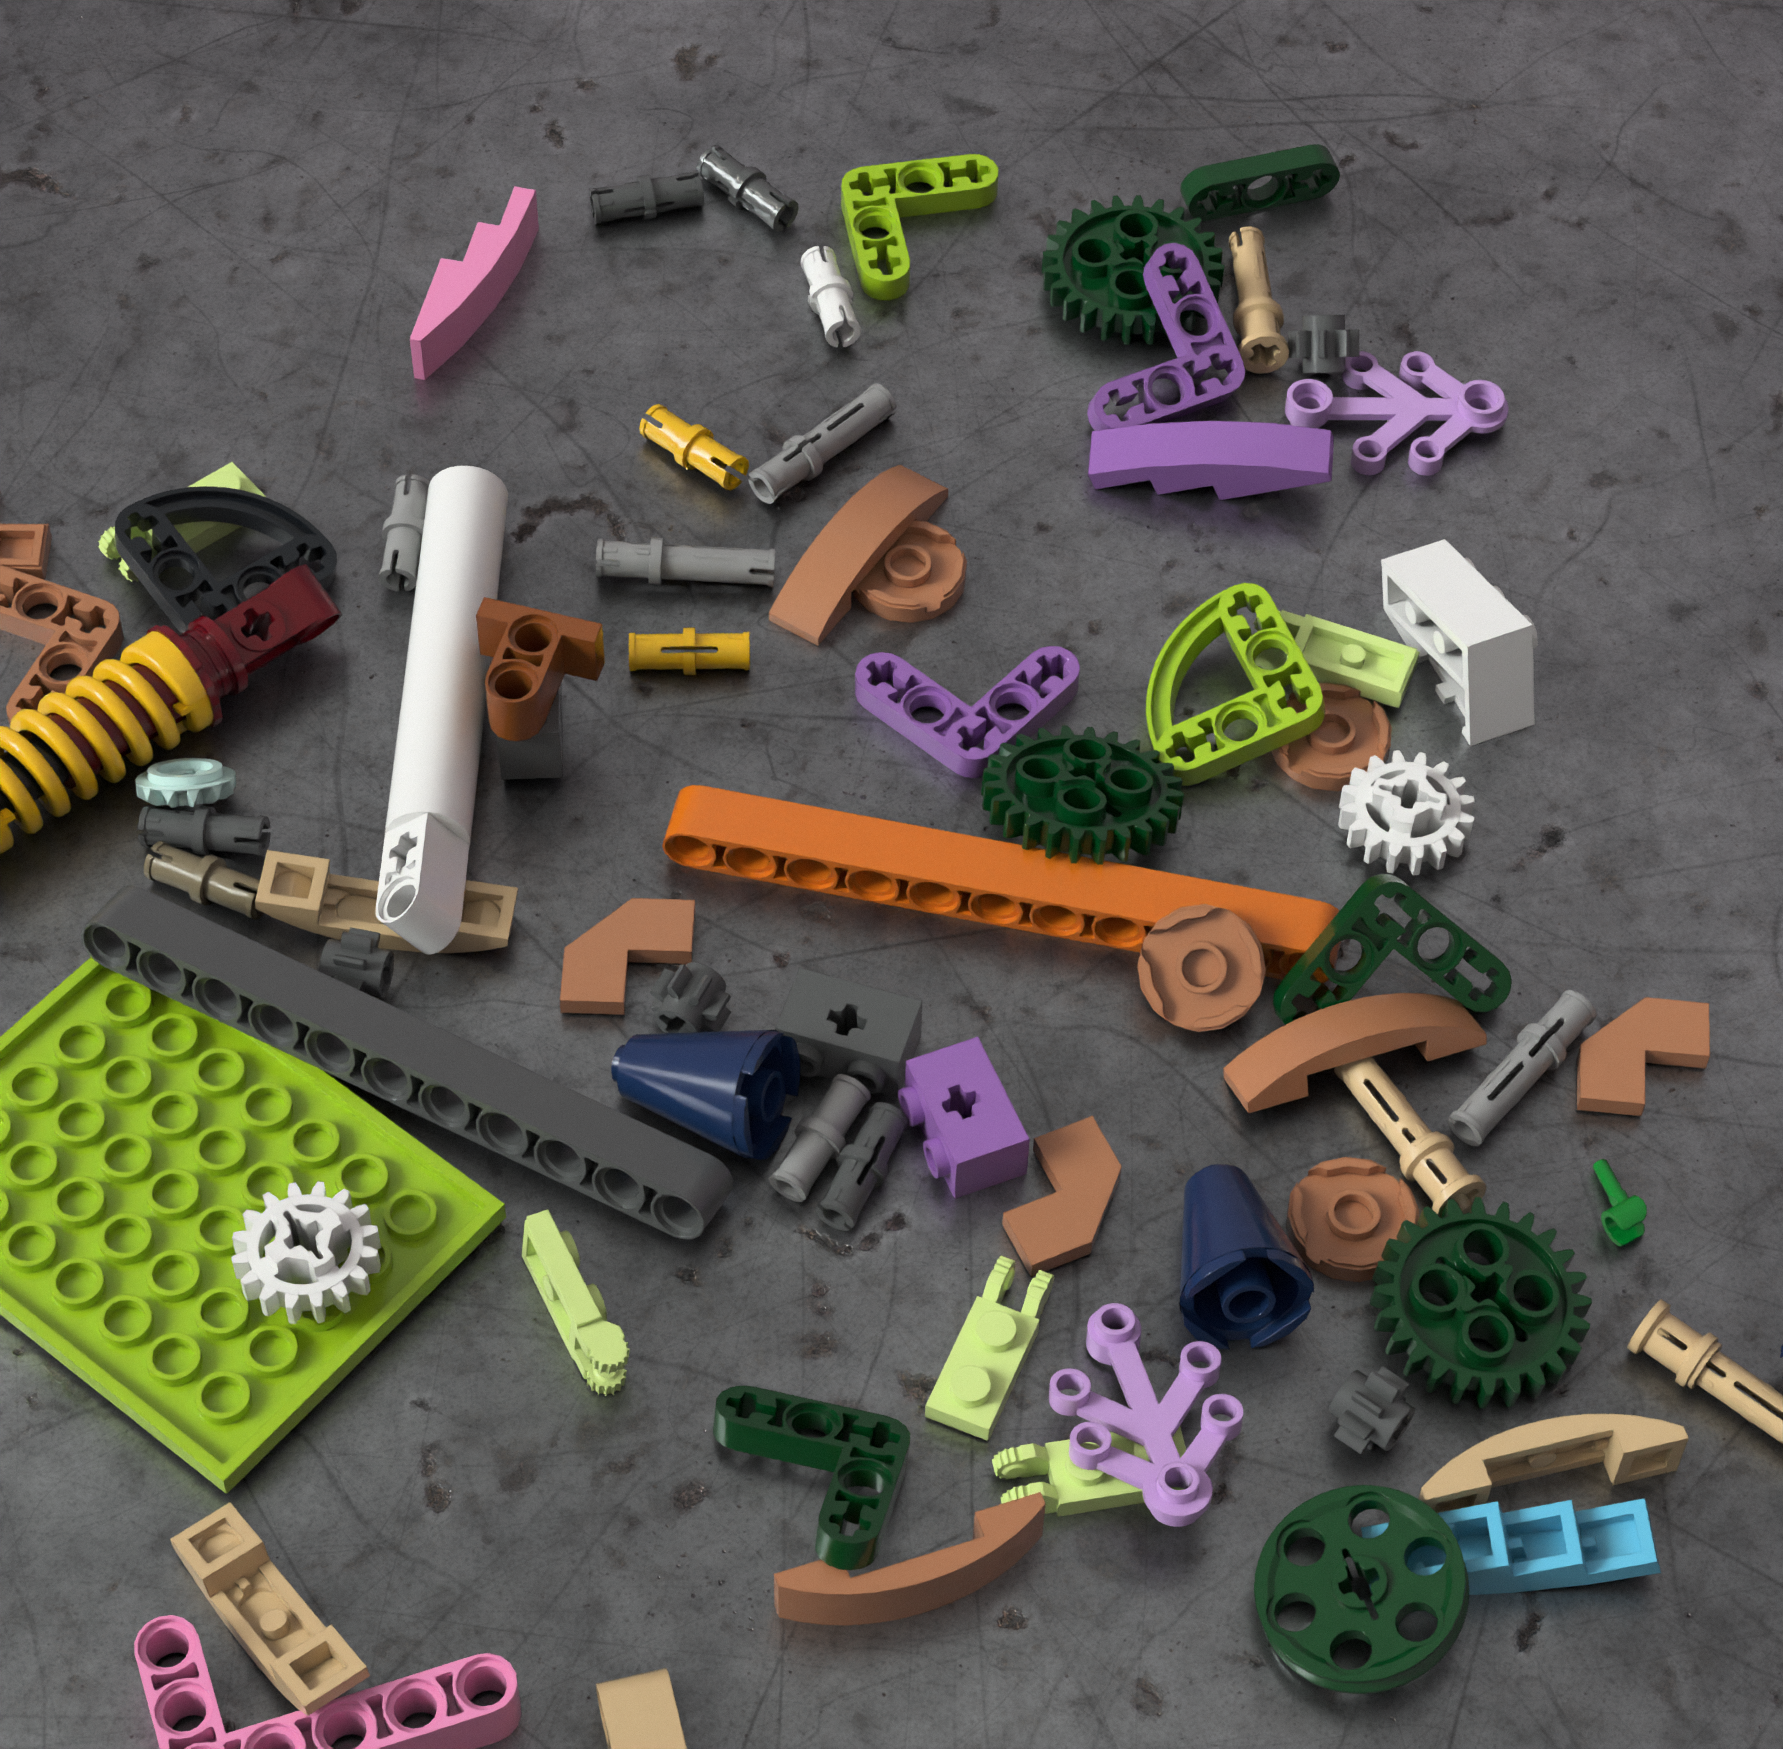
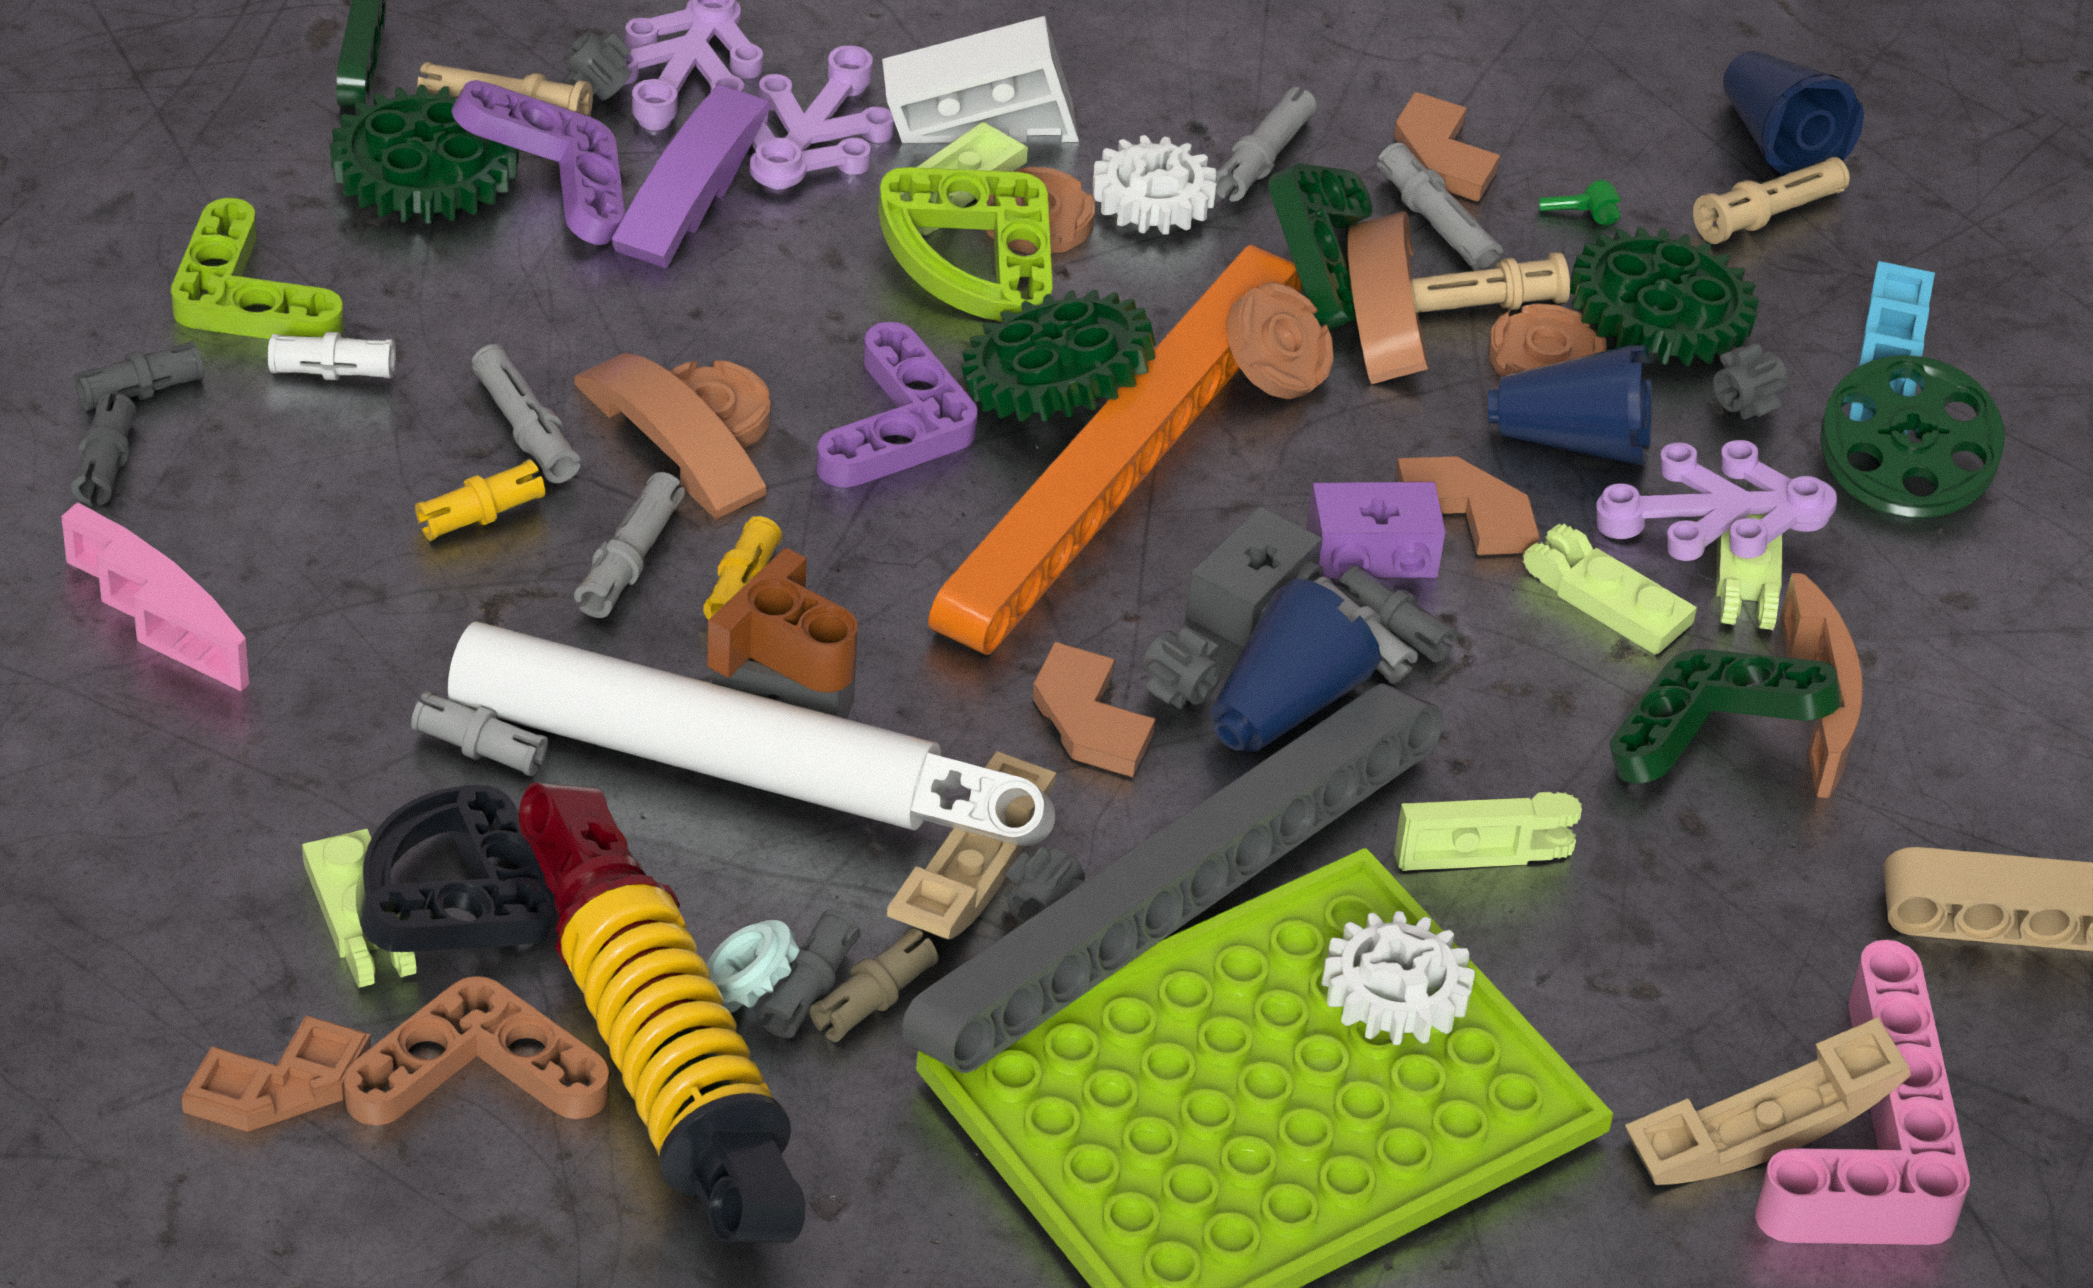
camera: 75 degrees left, 10 degrees down
(1287, 521) = (786, 160): none -> lavender plant
(1536, 891) = (1255, 153): none -> light grey pin
(1626, 1444) = (1823, 348): tan slope -> none

